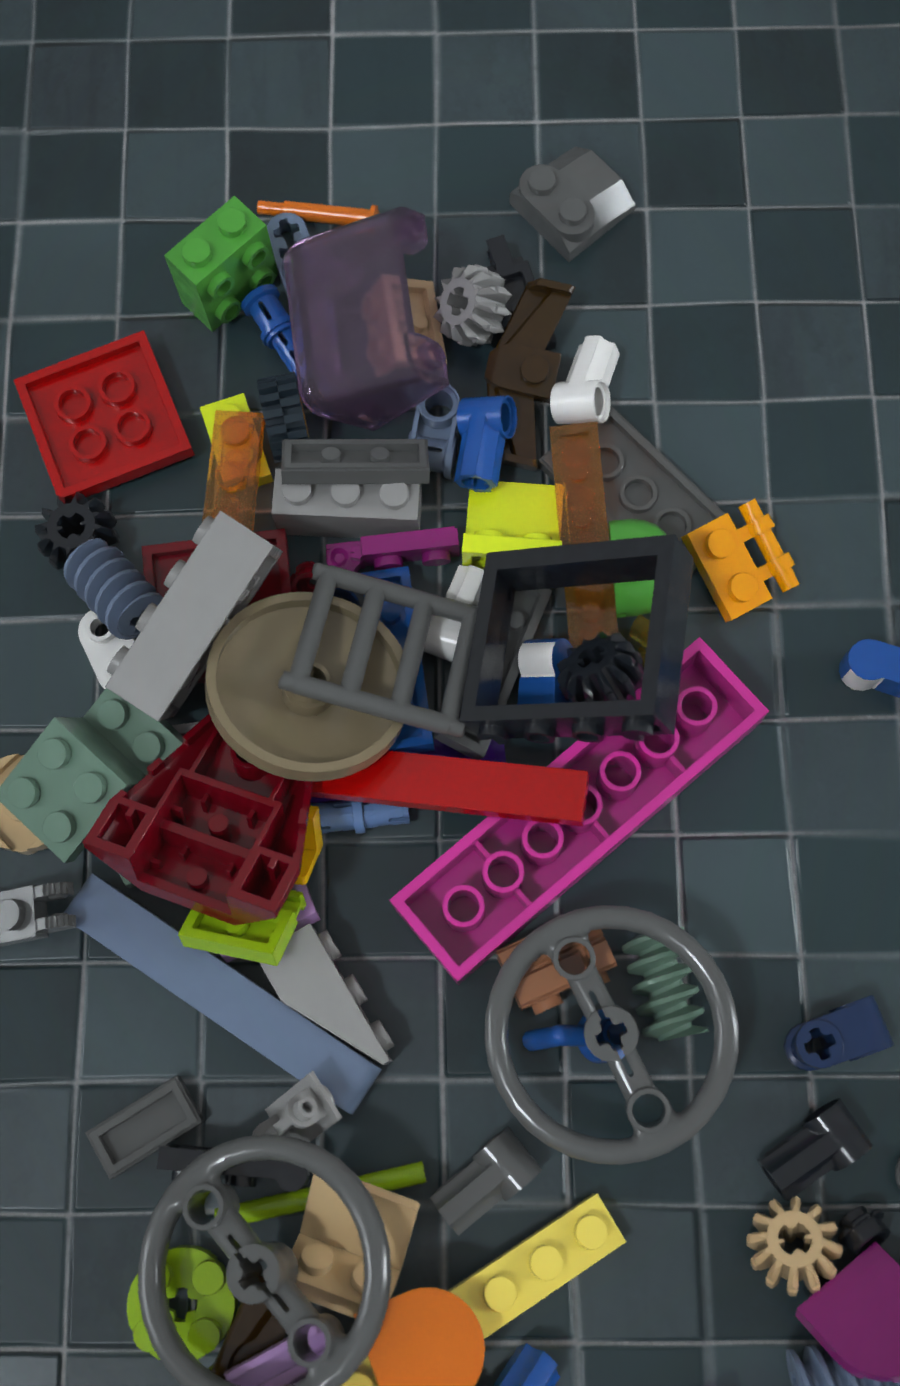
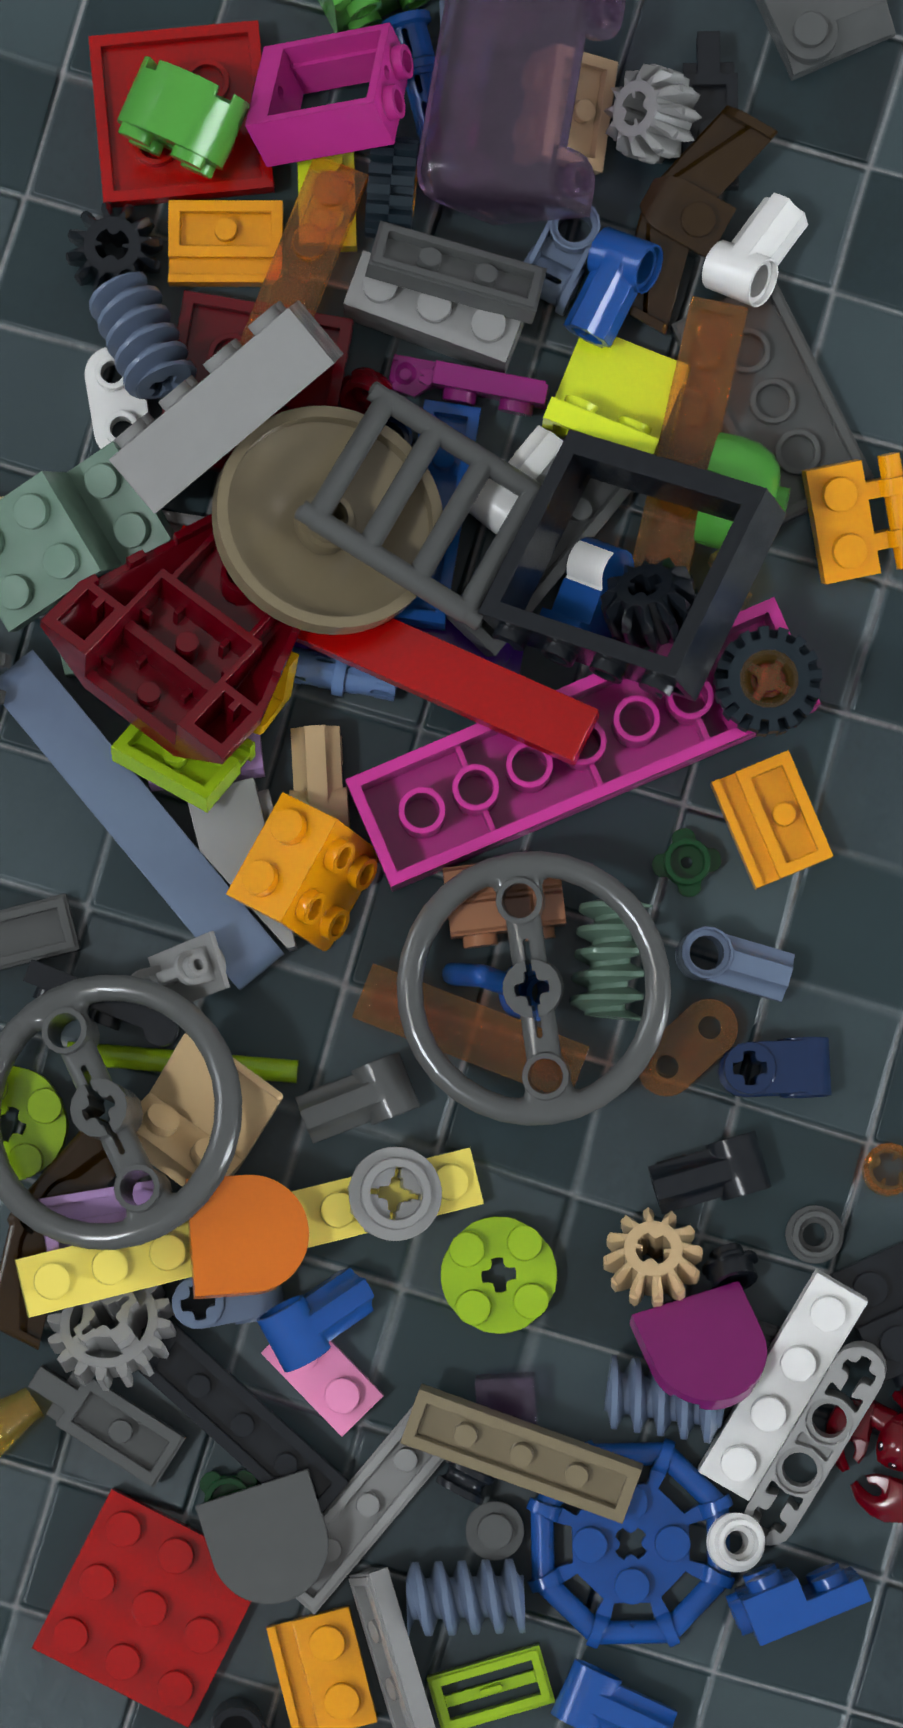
camera: 15 degrees right, 10 degrees up
(98, 407) = (181, 114): none -> bright green brick
(161, 502) = (222, 241): none -> light orange plate
(213, 360) = (324, 63): none -> dark pink window
(371, 923) = (318, 770): none -> tan piece
(378, 992) = (305, 872): none -> light orange bracket
(562, 1088) = (467, 1031): none -> clear orange plate
(568, 1279) = (415, 1176): none -> light grey gear
(690, 1316) = (477, 1300): none -> lime plate
(711, 876) = (702, 859): none -> dark green plate
(728, 688) = (779, 665): none -> black wheel
(756, 824) = (771, 819): none -> light orange plate
(759, 1043) = (689, 1048): none -> clear orange plate
(773, 955) = (740, 964): none -> sand blue piece

